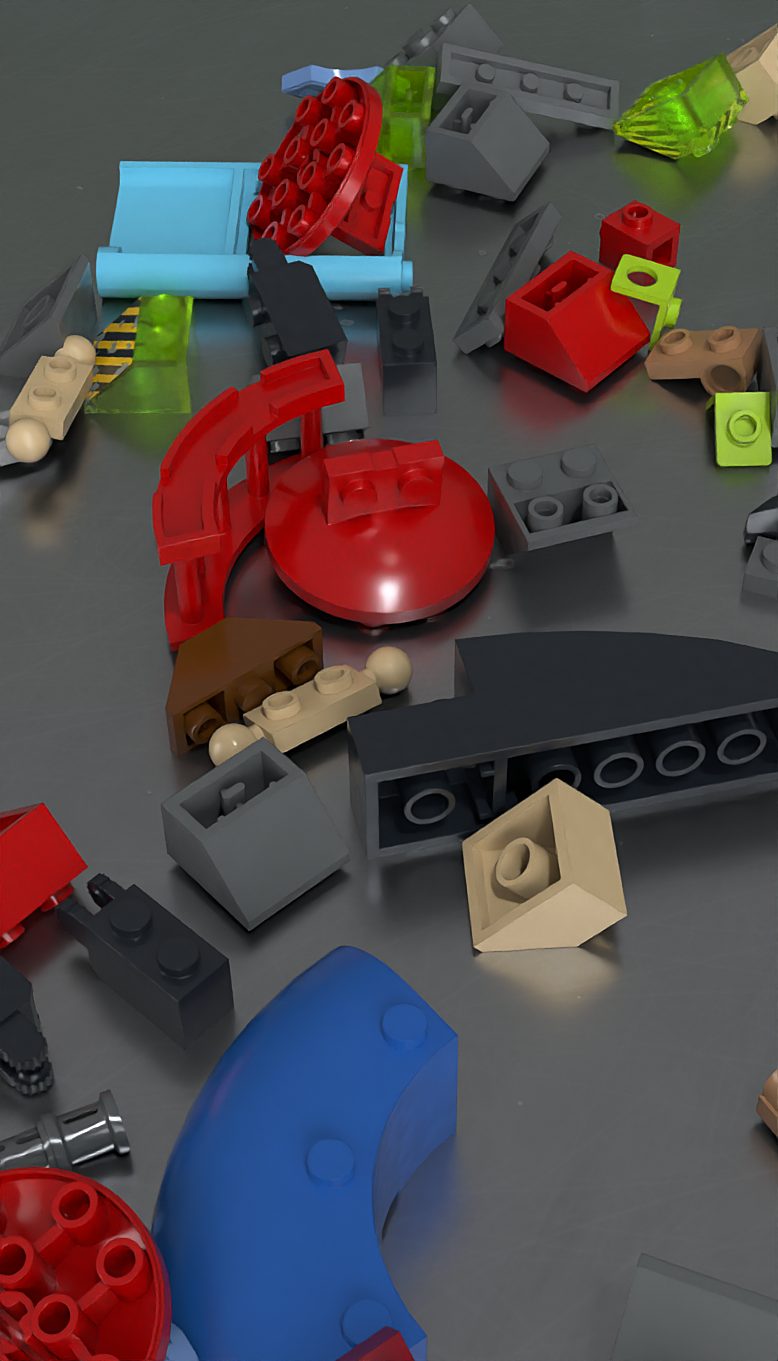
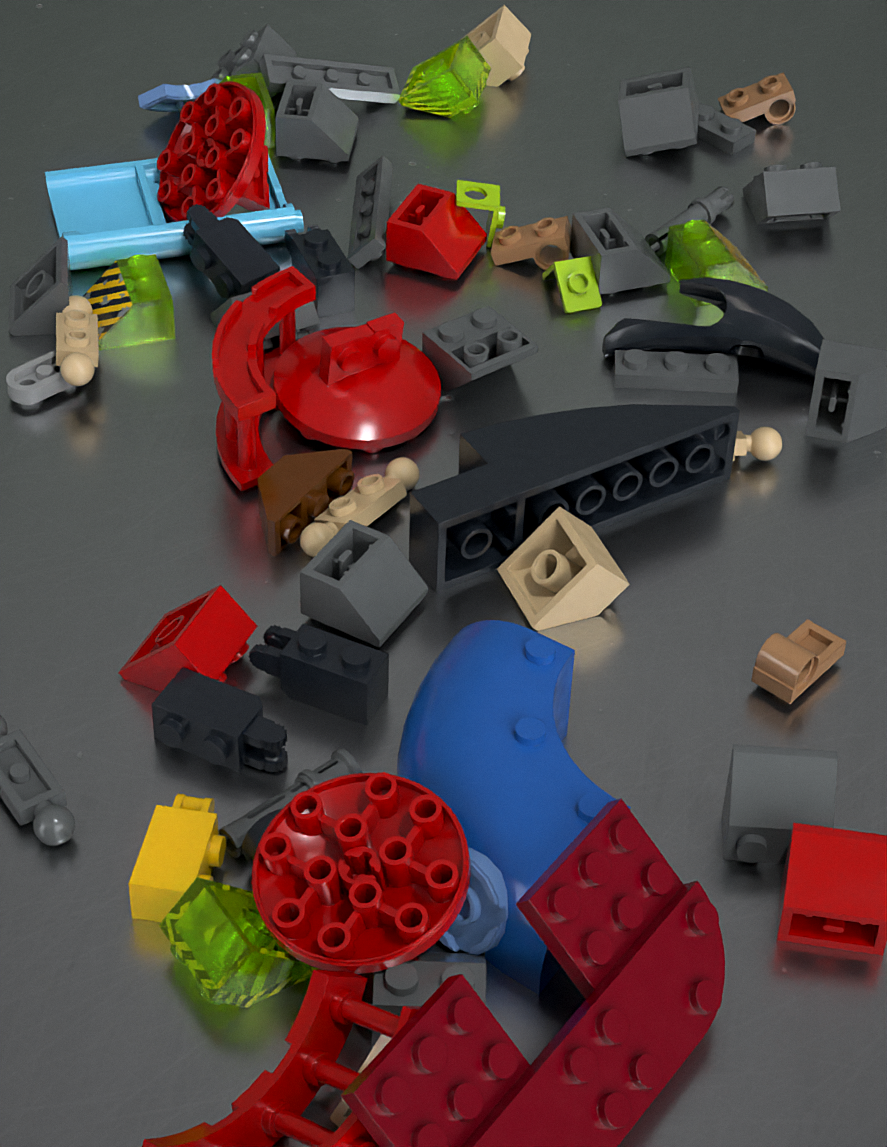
camera: 20 degrees left, 5 degrees down
(640, 233) = (451, 165): red brick -> none

